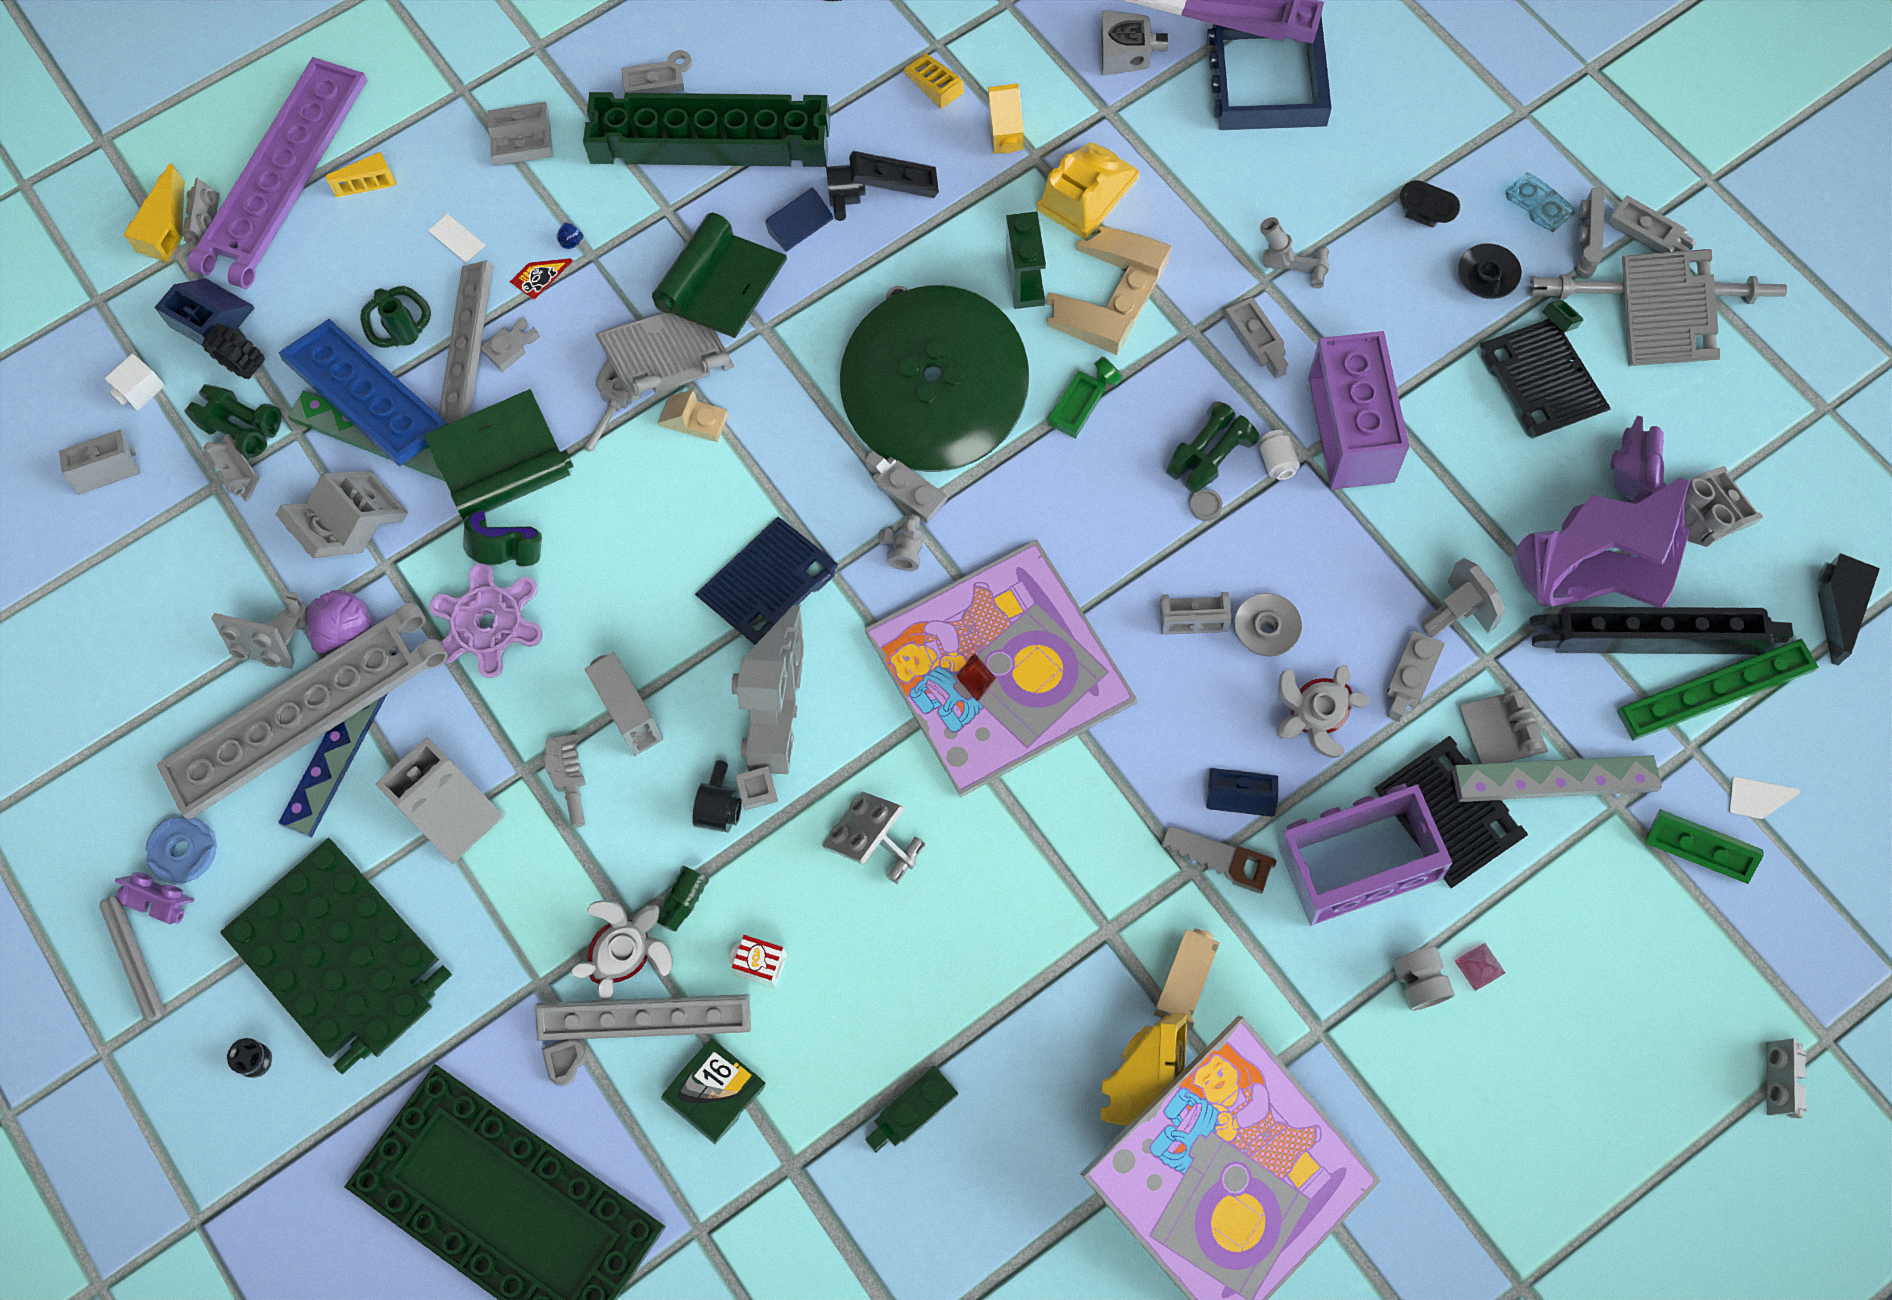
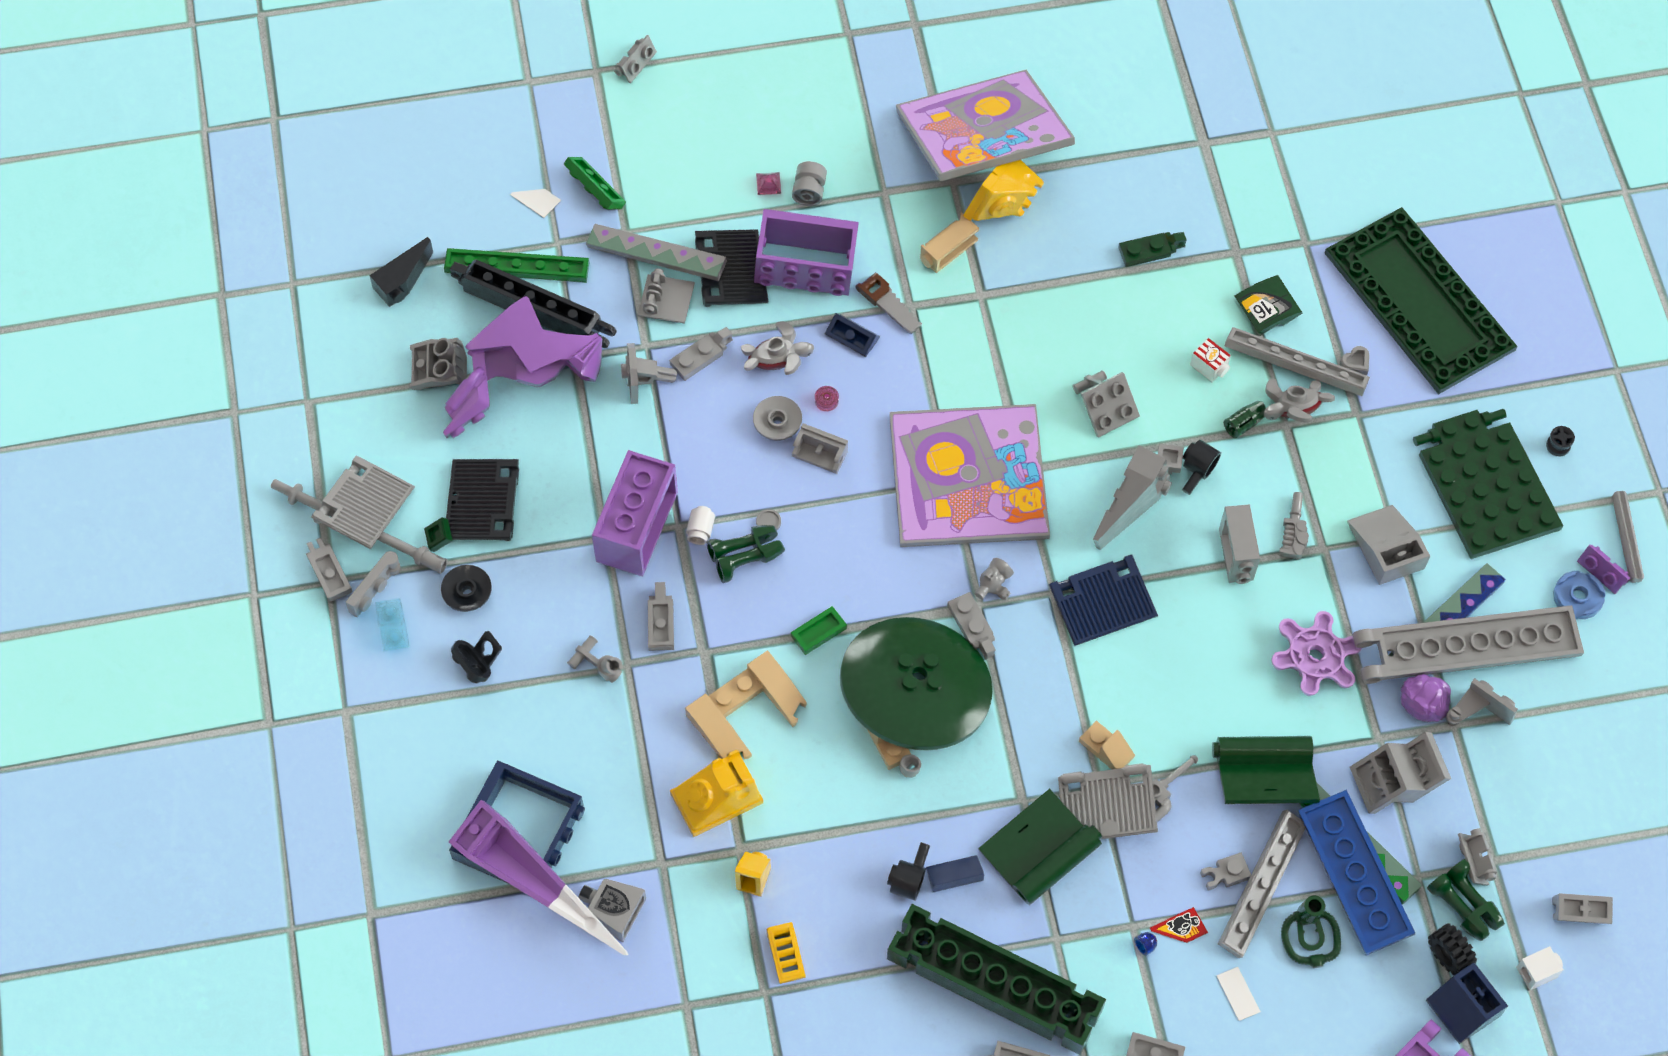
camera: 160 degrees left, 5 degrees down
(500, 544) = (1294, 697): dark green animal -> none
(893, 174) = (865, 865): black tile -> none
(976, 677) = (990, 462): clear red slope -> none
(1025, 259) = (803, 735): dark green panel -> none
(1107, 372) = (784, 639): green tile -> none
(1224, 686) = (826, 398): none -> clear pink tile

